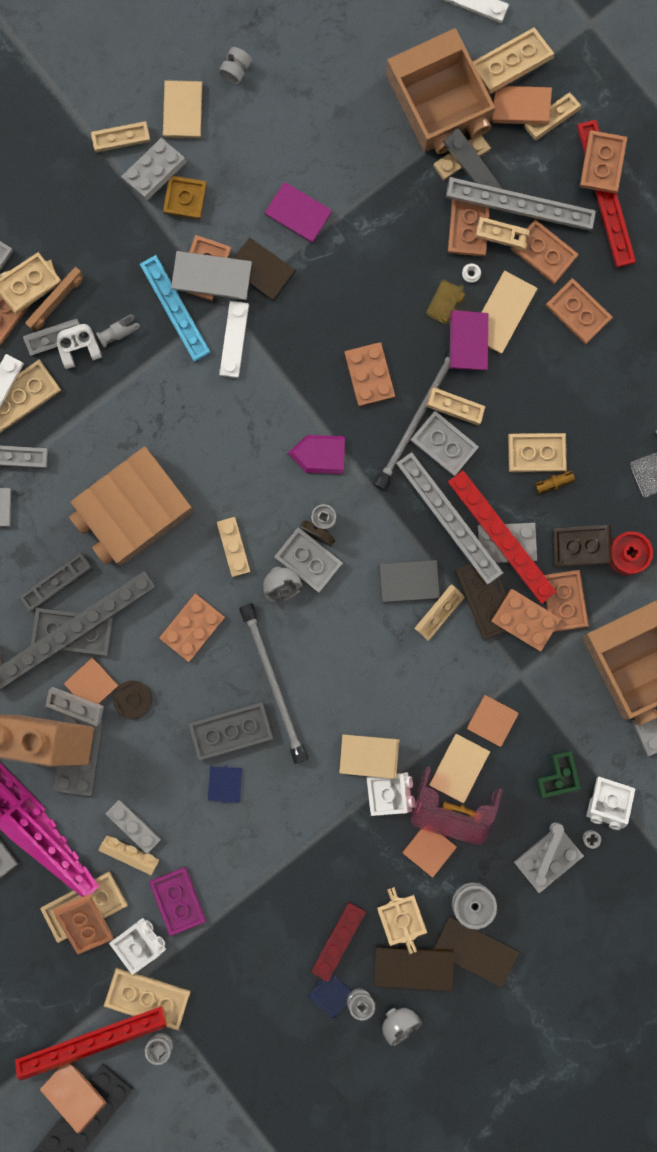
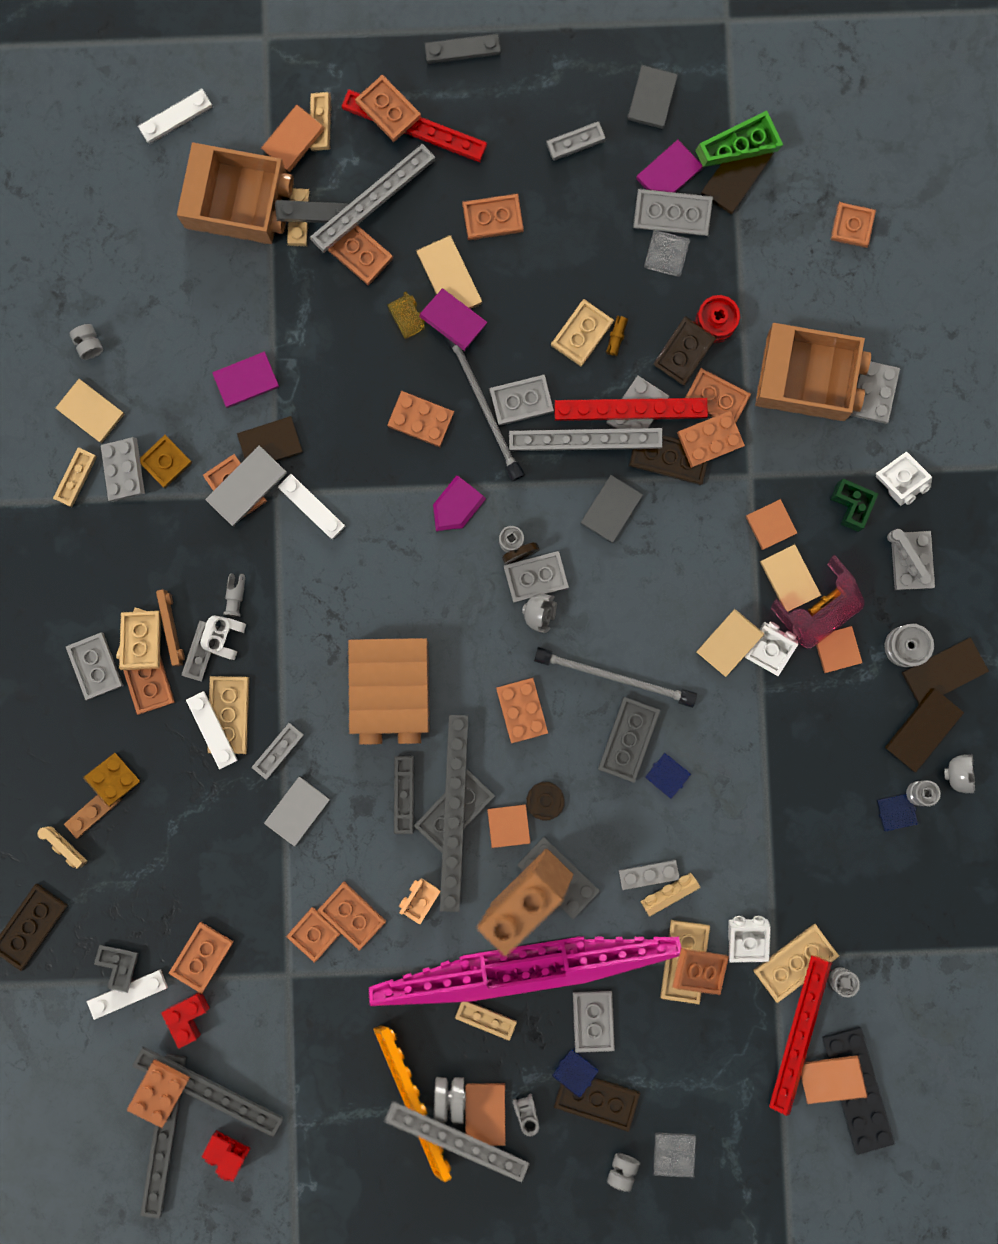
camera: 50 degrees left, 0 degrees up
(74, 706) = (517, 851): light grey plate -> none
(175, 308) = (250, 536): medium azure tile -> none
(177, 901) = (735, 882): magenta tile -> none
(233, 547) = (480, 629): tan plate -> none
(338, 941) = (859, 775): dark red plate -> none
(402, 920) = (879, 712): tan plate -> none
(439, 612) = (654, 503): tan plate -> none
(455, 406) = (498, 369): tan plate -> none
(471, 267) = (398, 273): white plate -> none
(502, 233) = (385, 230): tan plate -> none
(513, 60) = (251, 117): tan plate -> none
(546, 252) = (424, 208): nougat tile -> none
(587, 834) = (927, 514): light grey bush -> none

